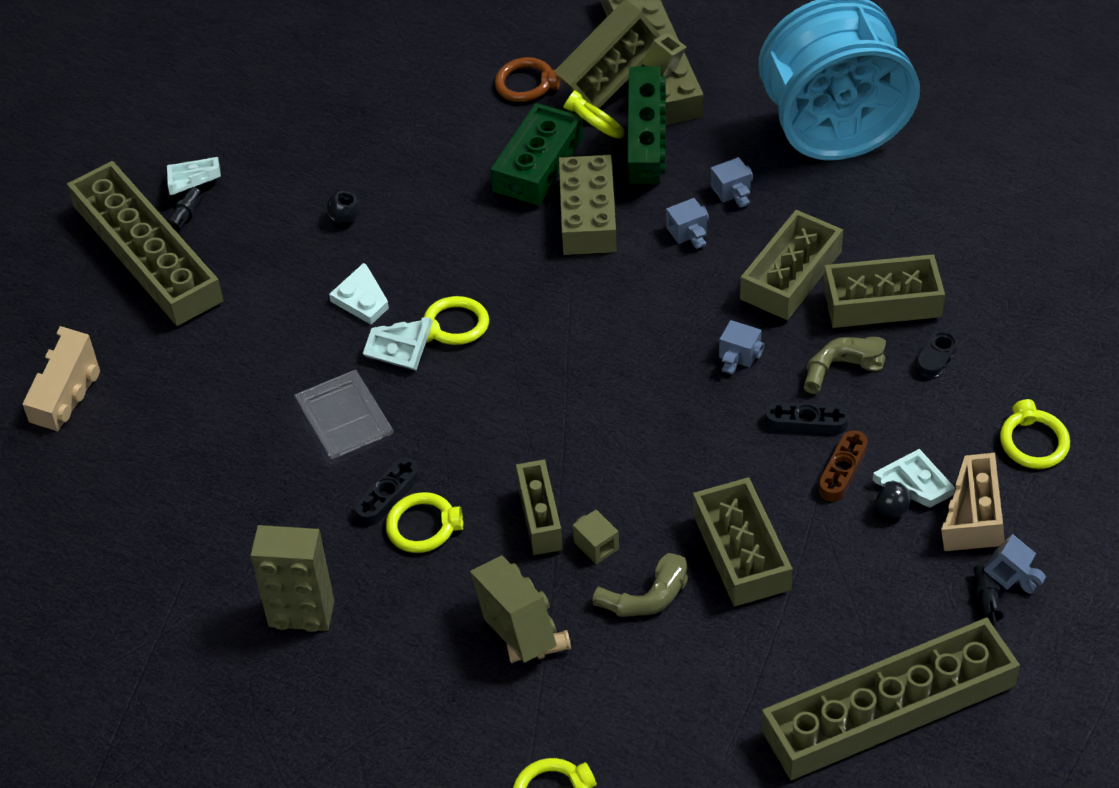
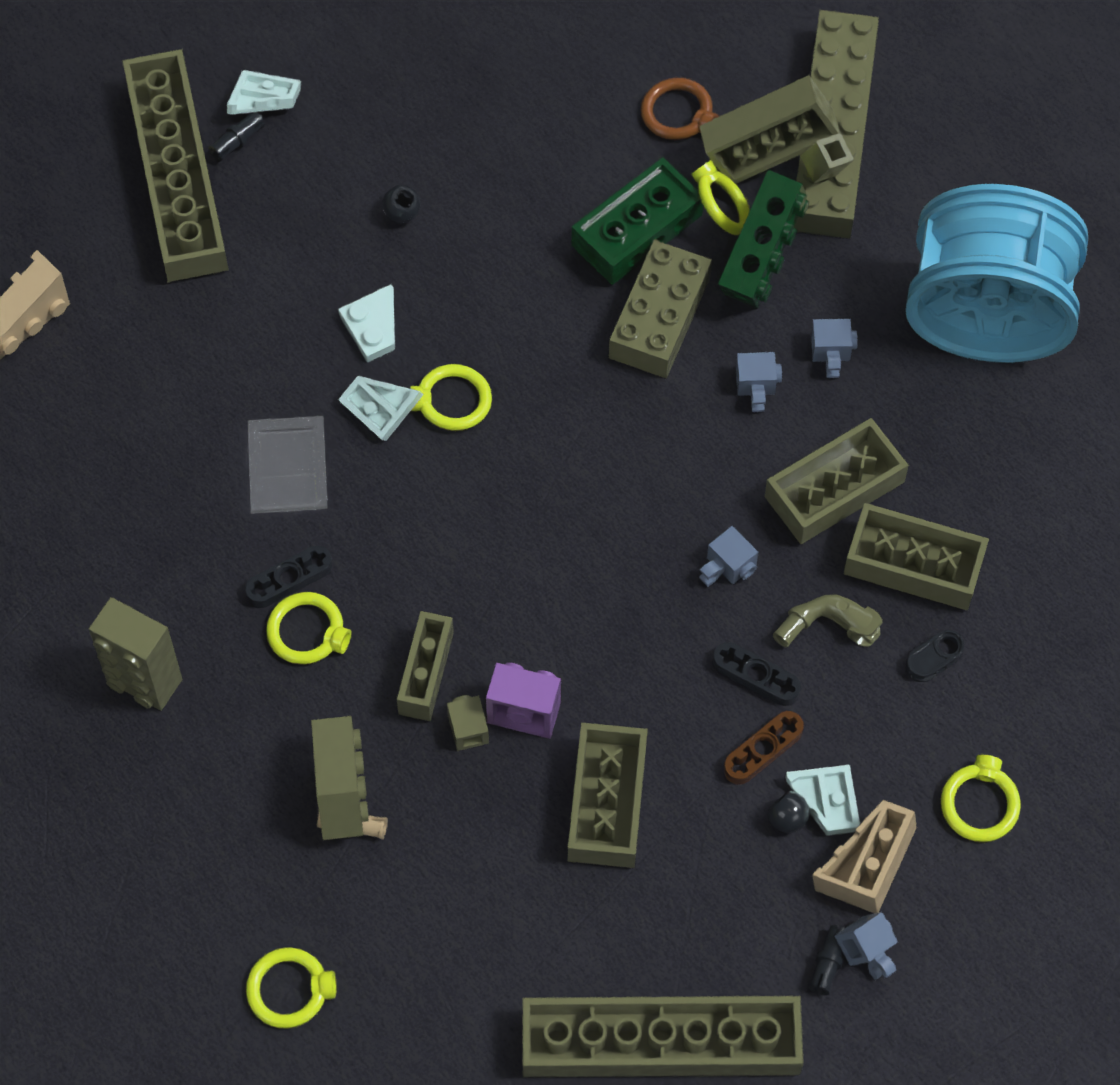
camera: 20 degrees right, 15 degrees up
(635, 498) = (523, 699): none -> medium lavender brick
(669, 579) = (519, 802): olive piece -> none

